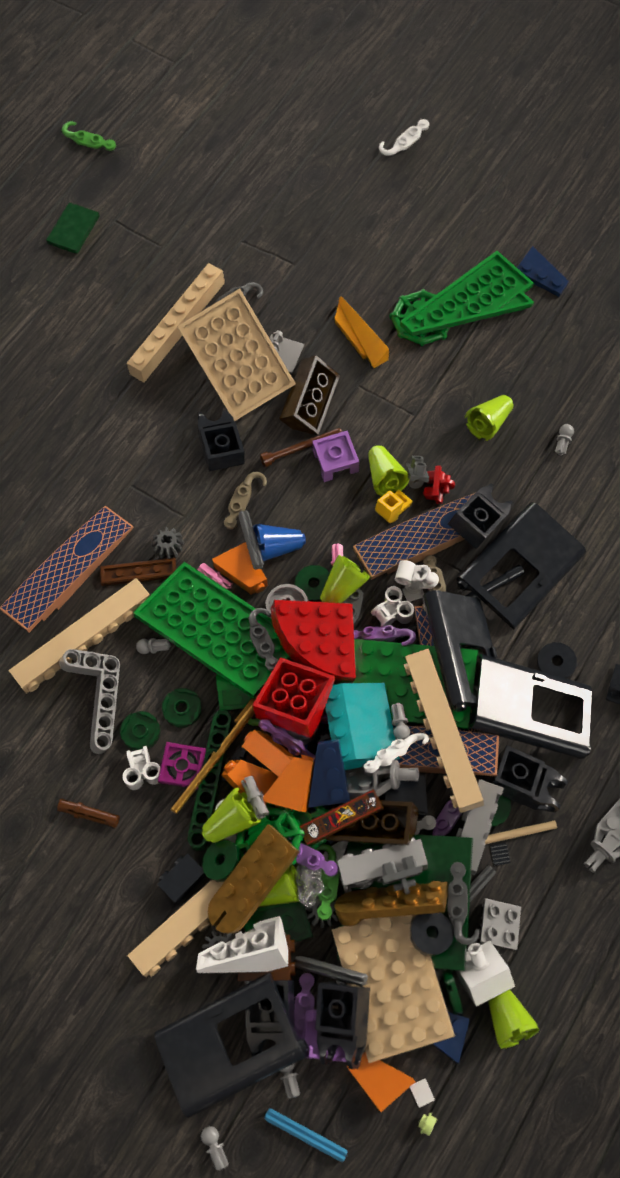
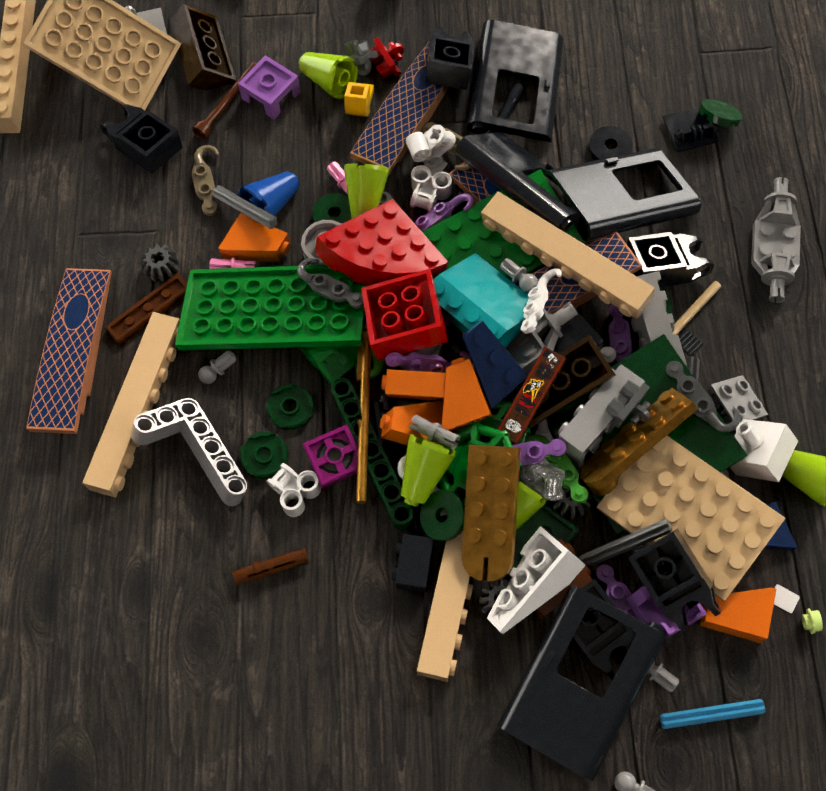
camera: 35 degrees left, 0 degrees up
(422, 942) = (697, 429): black tile -> none
(452, 992) = (748, 482): dark green tile -> none

